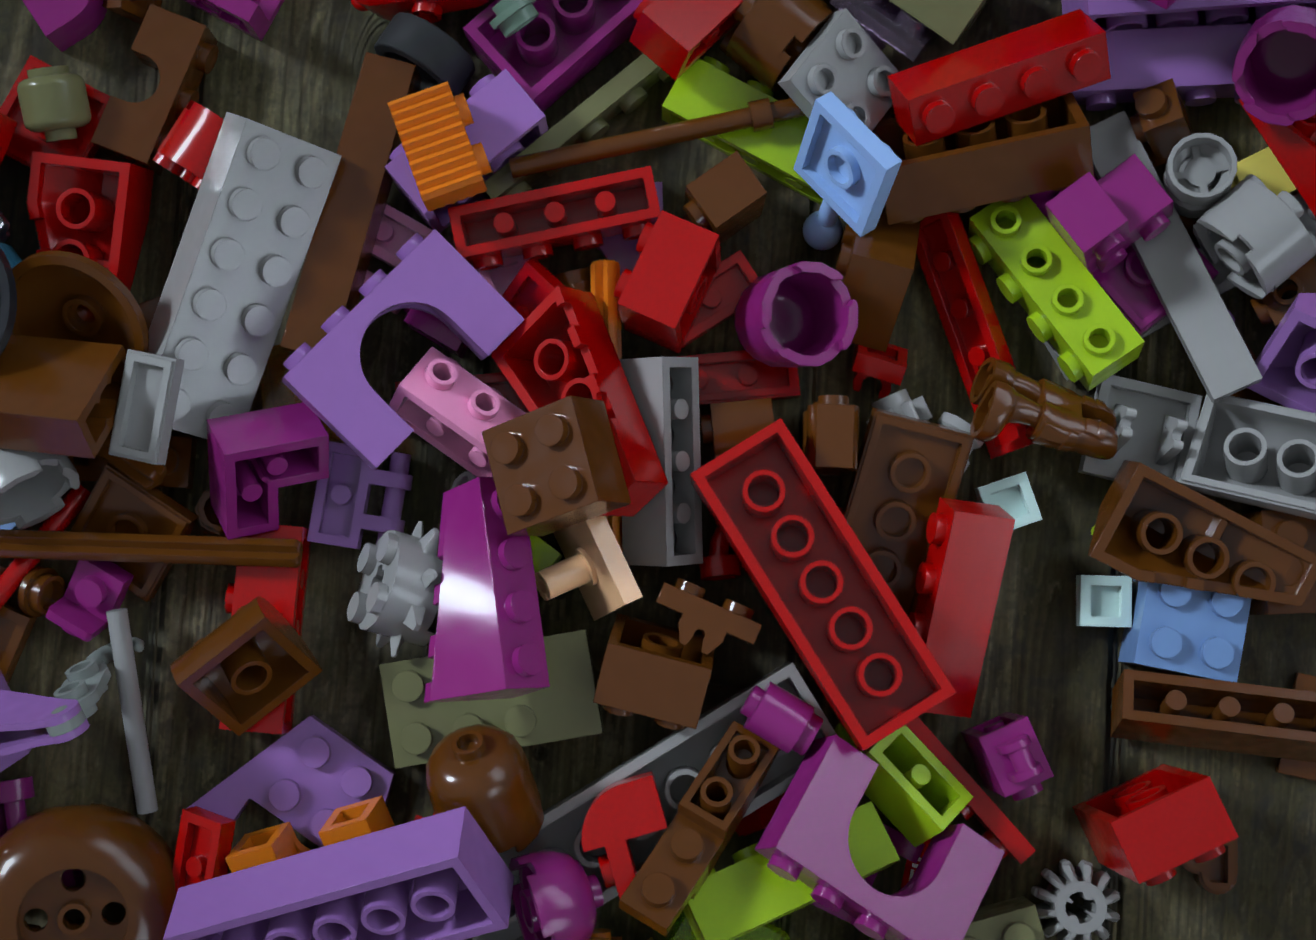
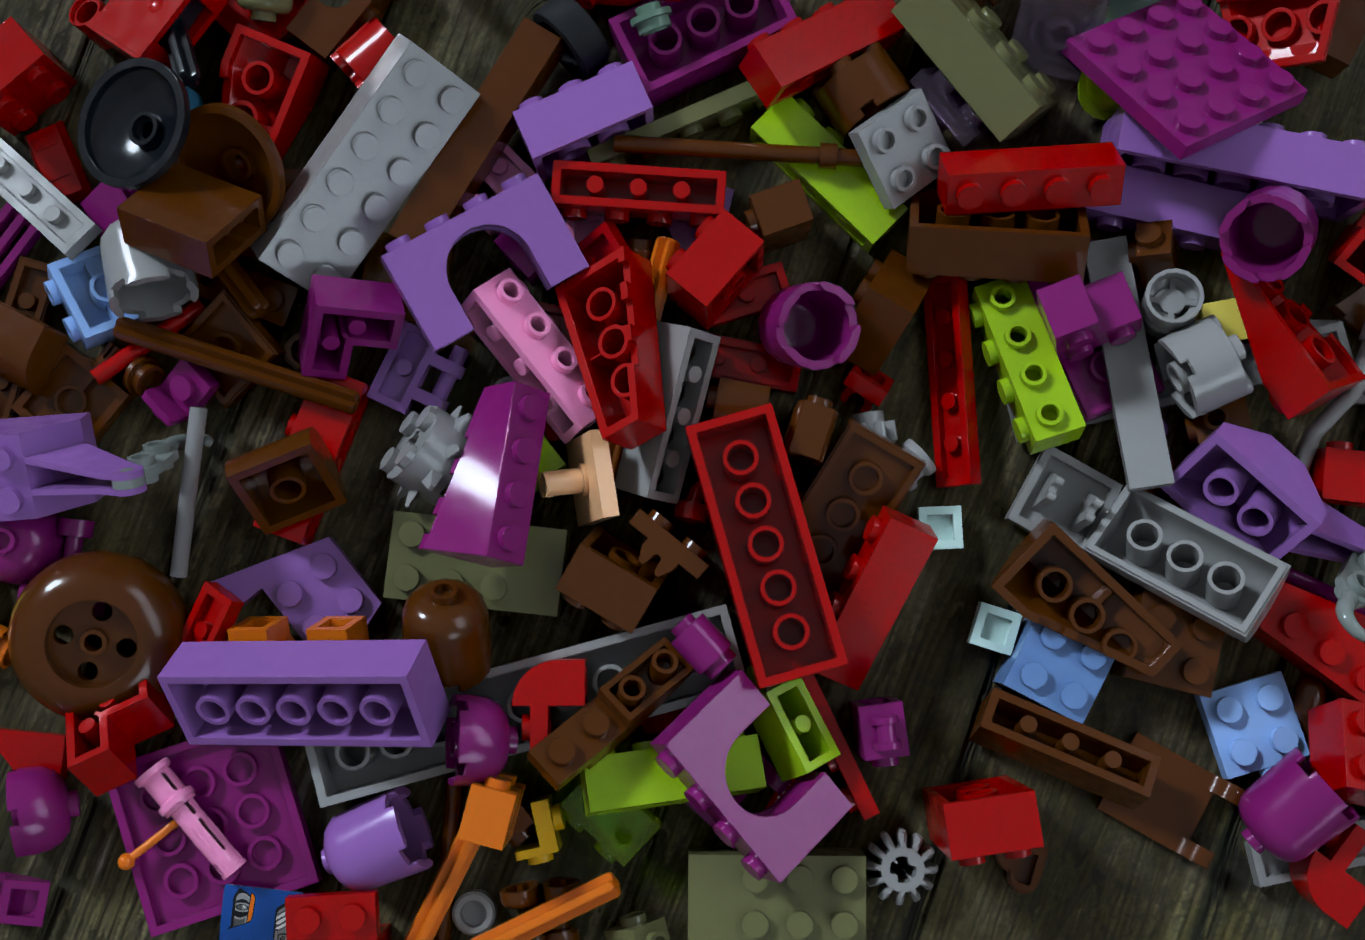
camera: 20 degrees right, 0 degrees up
(146, 407) = (266, 250): light grey tile -> none
(438, 146) = (559, 106): orange brick -> none
(556, 467) = (578, 389): reddish brown brick -> none
(846, 169) = (883, 219): light blue plate -> none
(1051, 412) = (994, 462): reddish brown piece -> none

